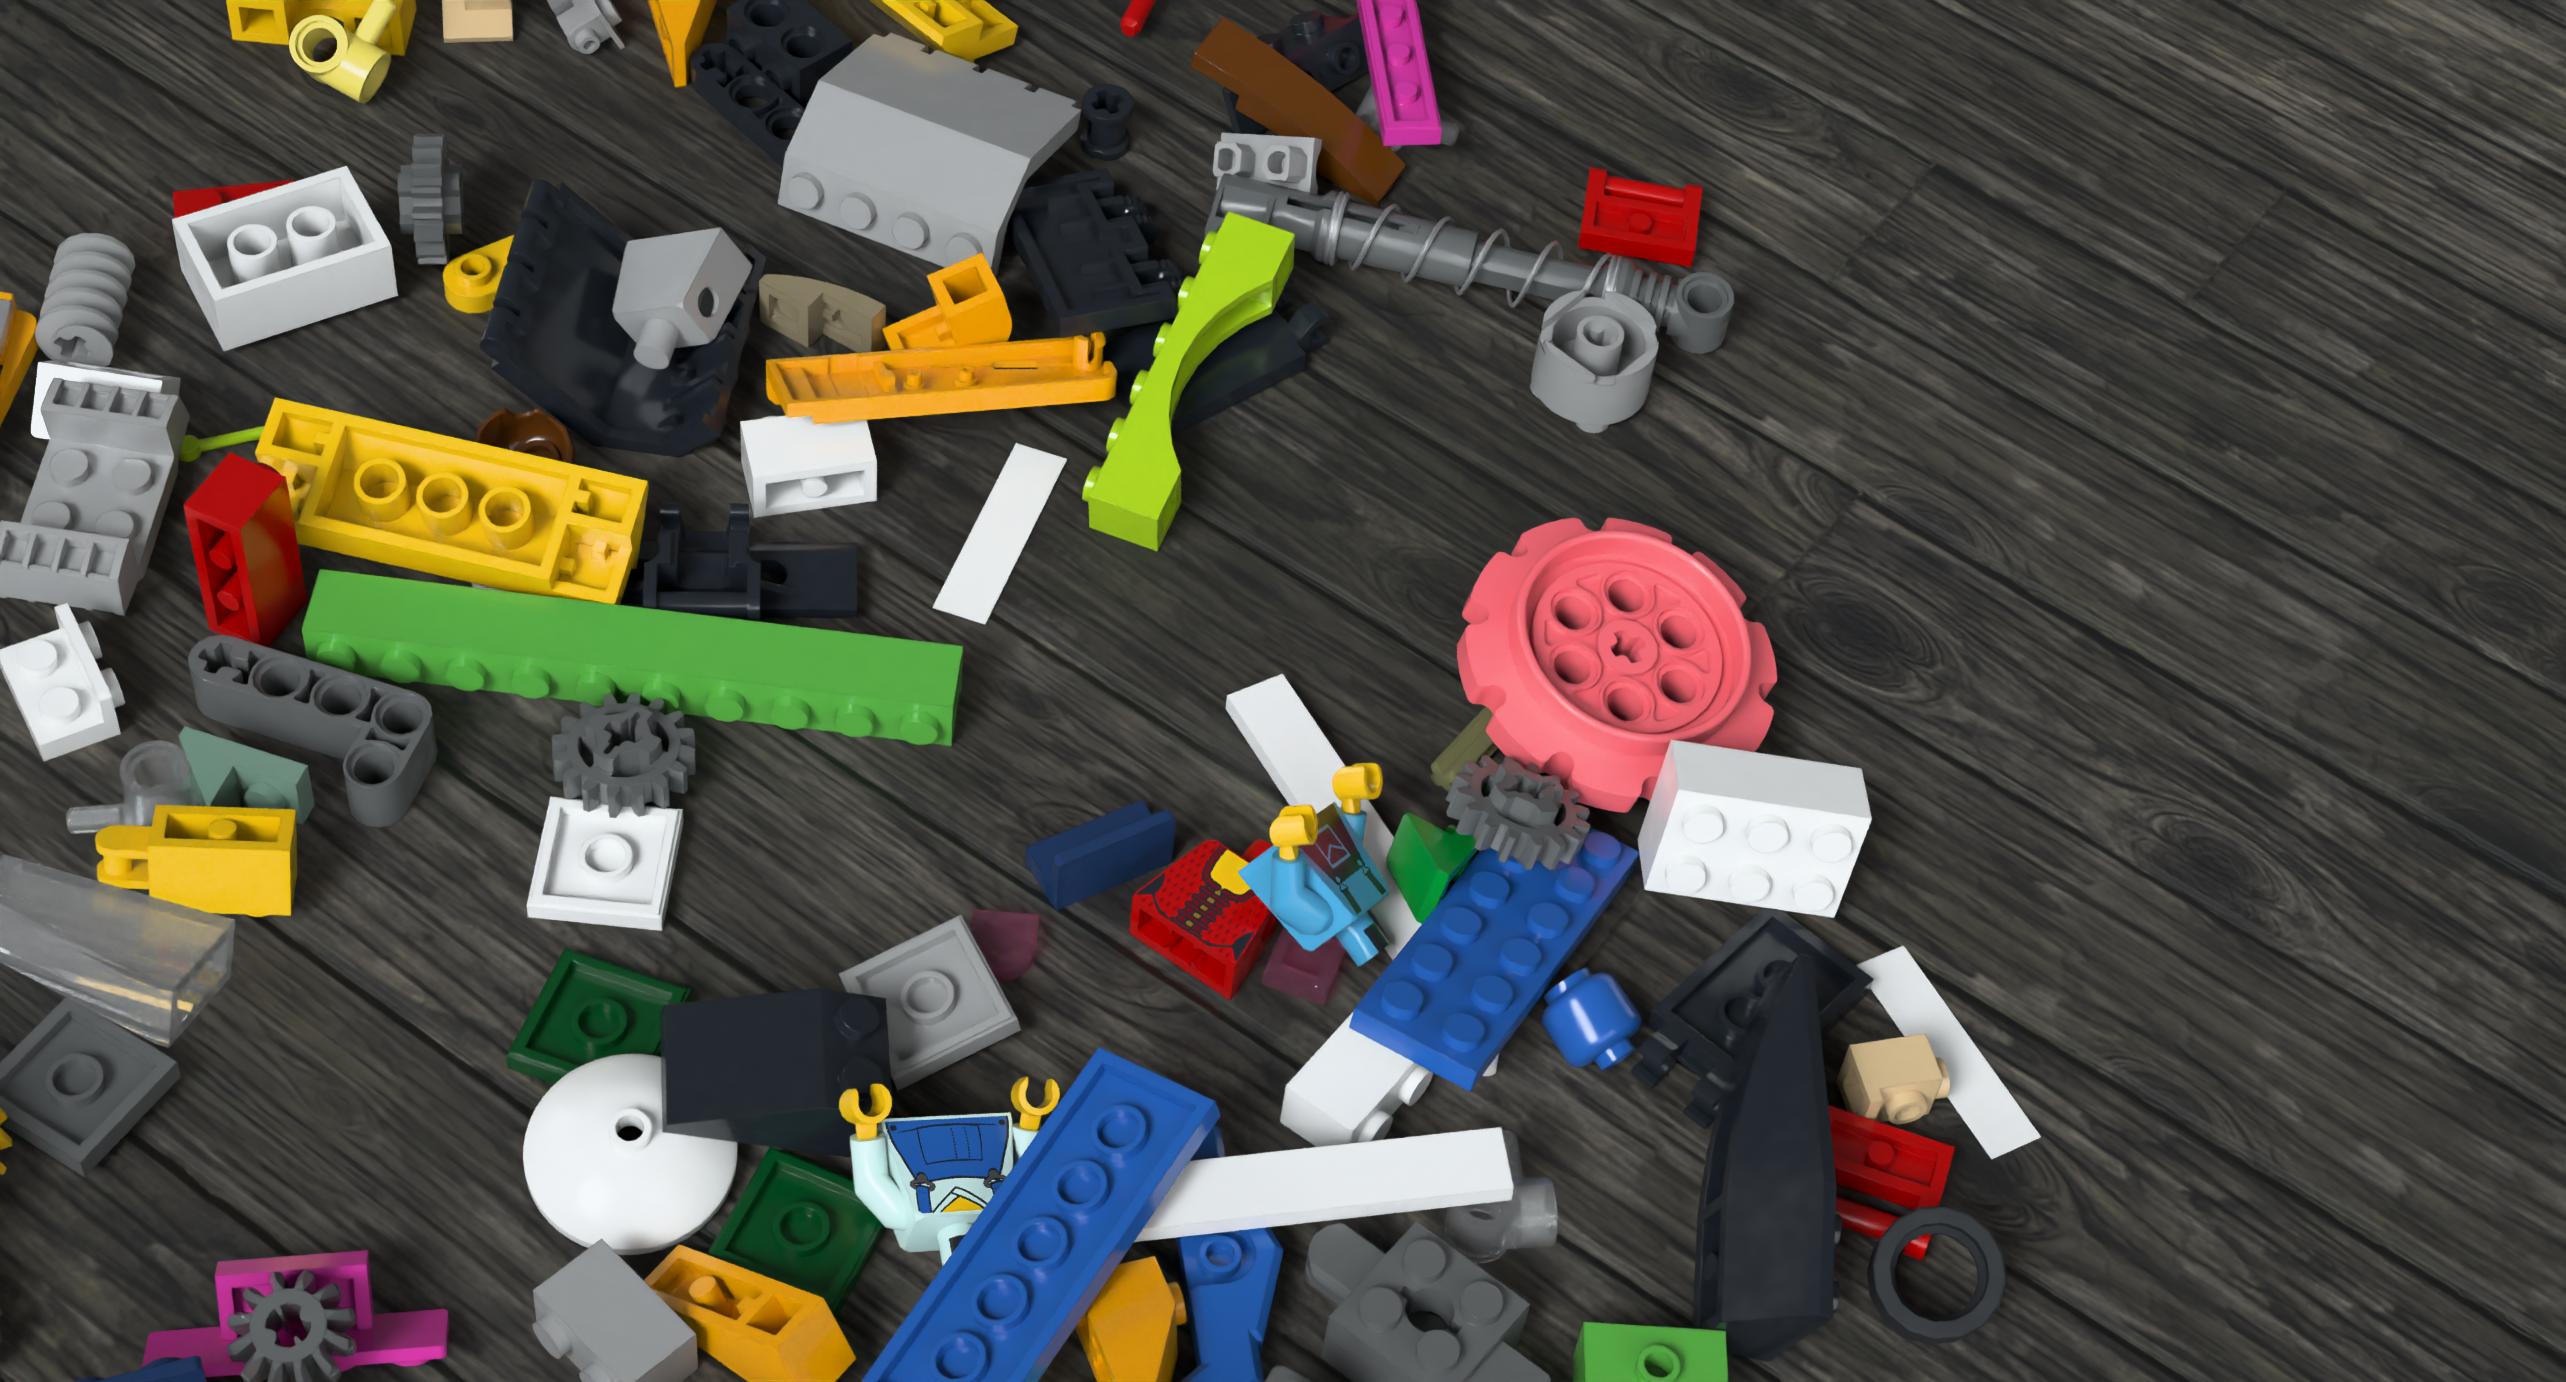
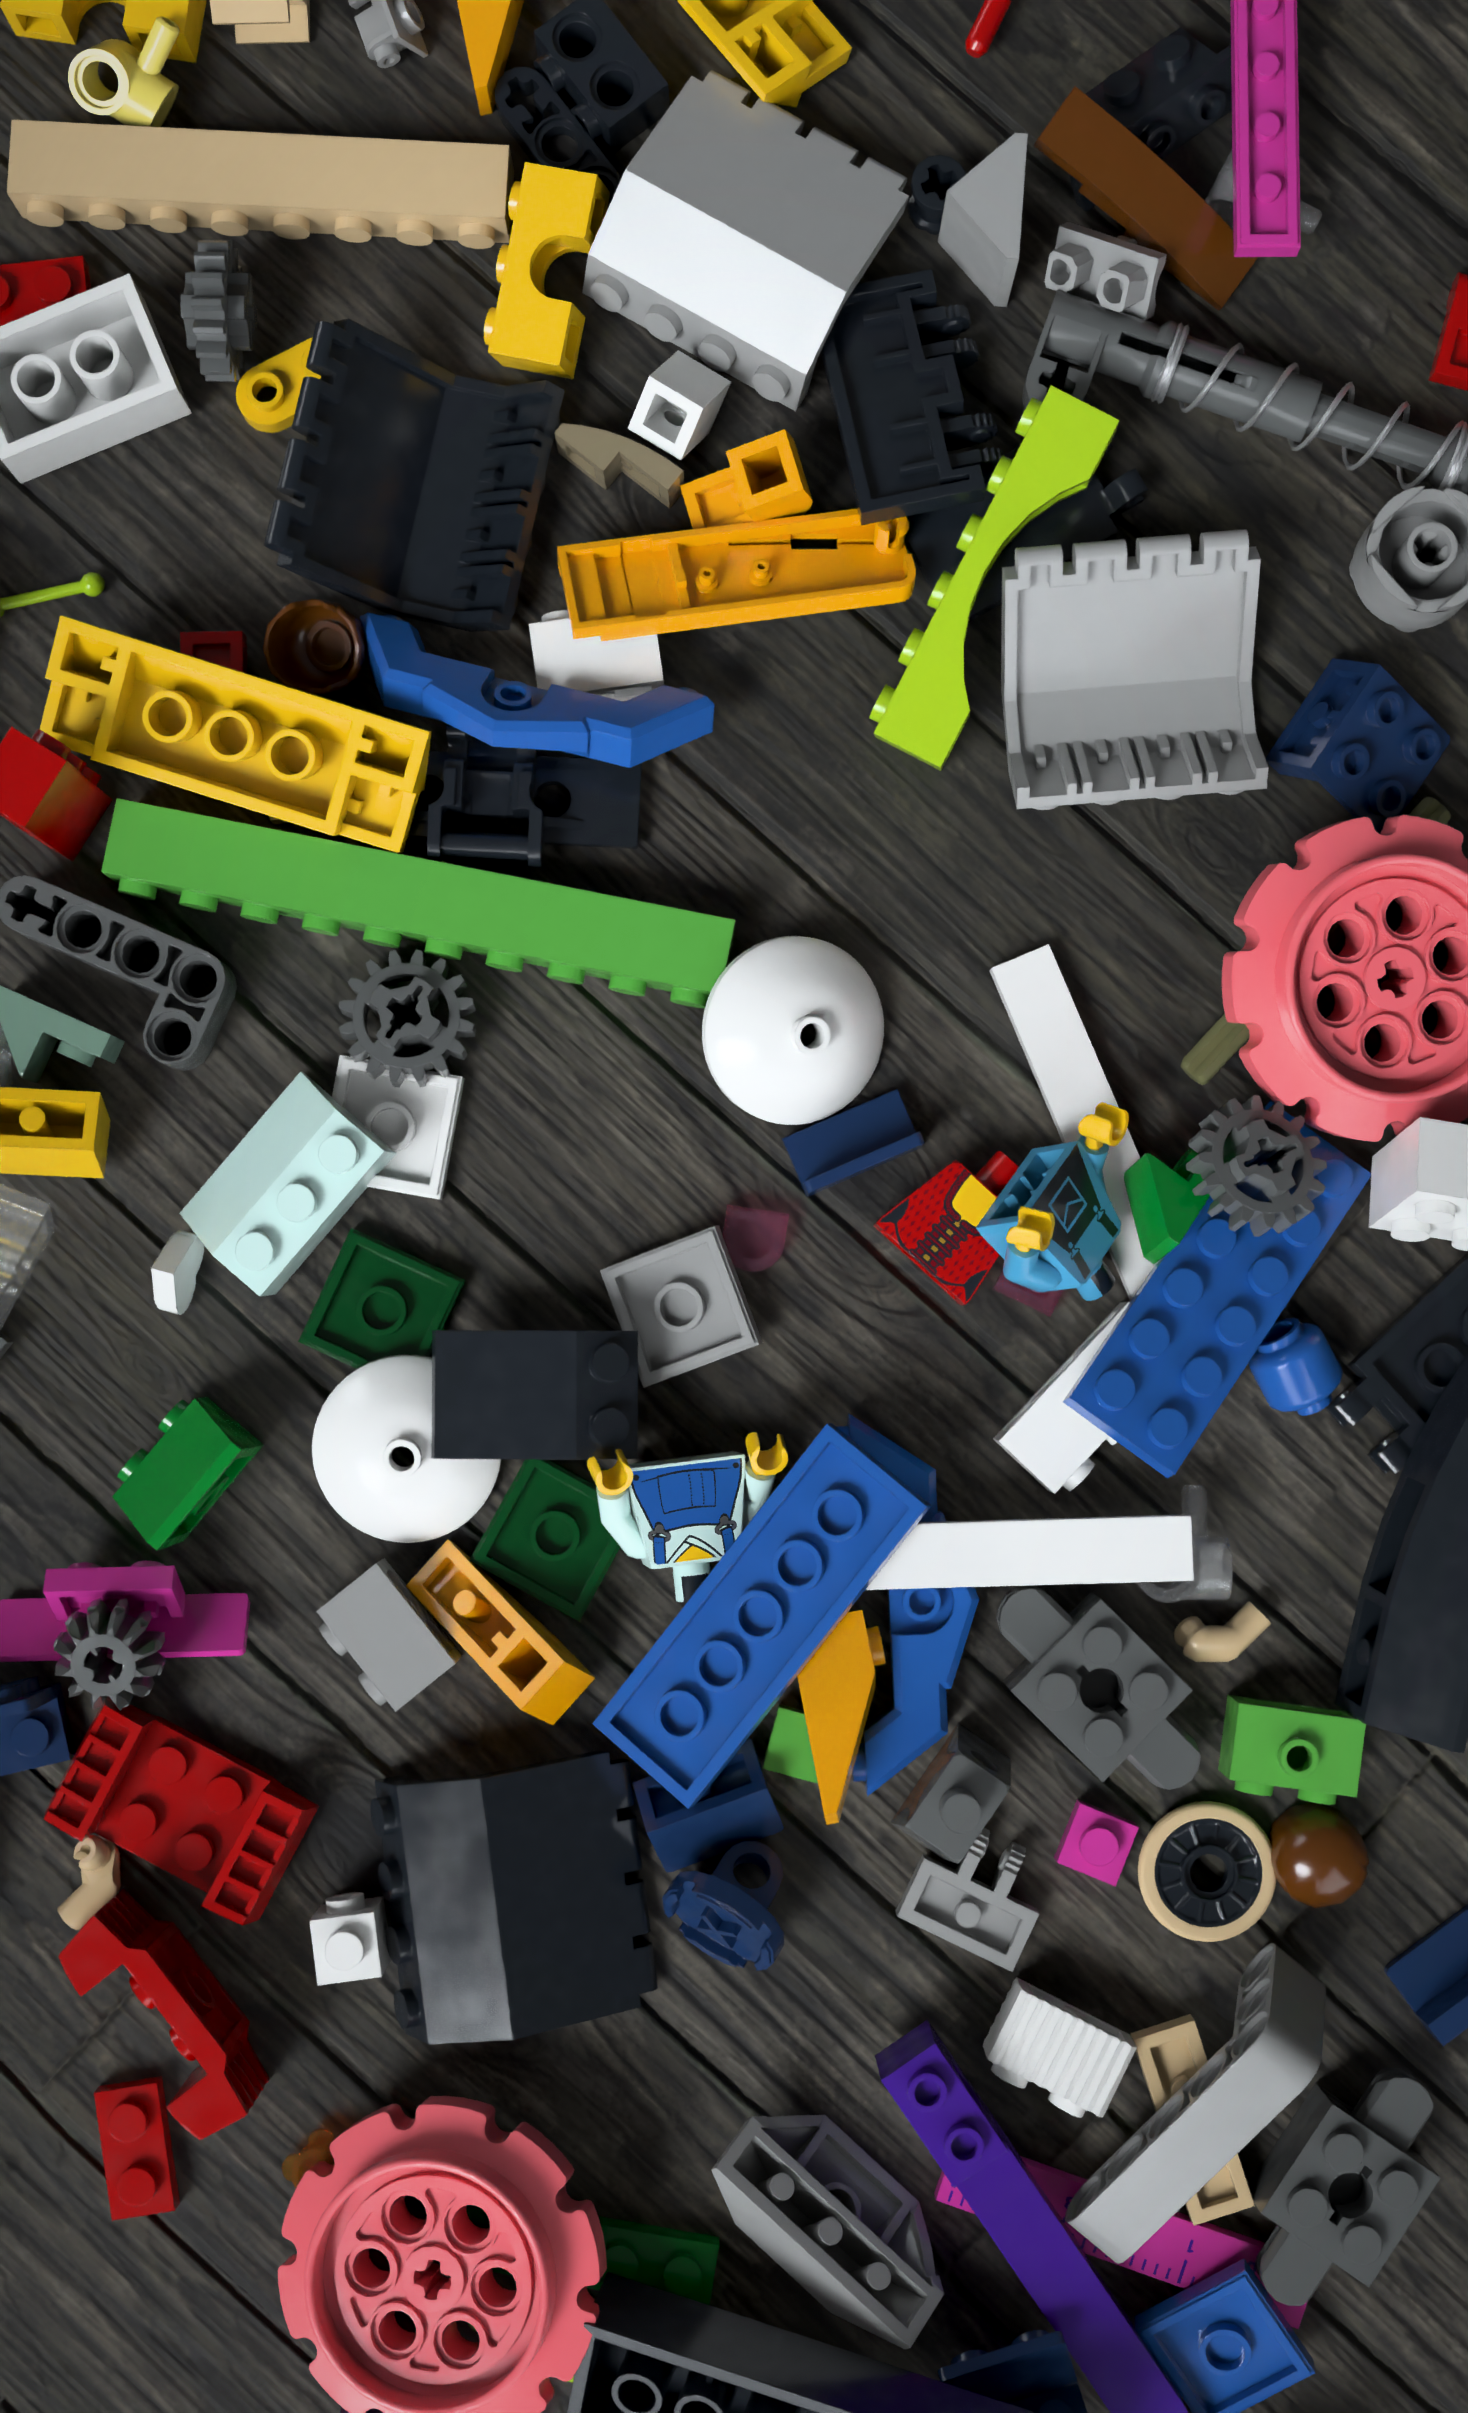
camera: 15 degrees right, 35 degrees up
(370, 994) = (176, 1272): none -> white tile
(384, 1172) = (184, 1472): none -> green slope
(483, 121) = (260, 183): none -> tan brick
(499, 910) = (285, 1186): none -> light aqua slope
(677, 291) = (468, 448): light grey torso -> none
(746, 136) = (551, 215): none -> yellow arch
(766, 483) = (524, 715): none -> blue helmet
(877, 264) = (679, 405): none -> white brick
(999, 534) = (786, 741): white sticker -> none
(1013, 769) = (757, 1024): none -> white dish
(1153, 126) = (985, 219): none -> light grey slope
(1330, 439) = (1131, 670): none -> light grey hinge
(1557, 1291) = (1218, 1642): none -> tan arm
(1560, 481) = (1361, 741): none -> dark blue bracket

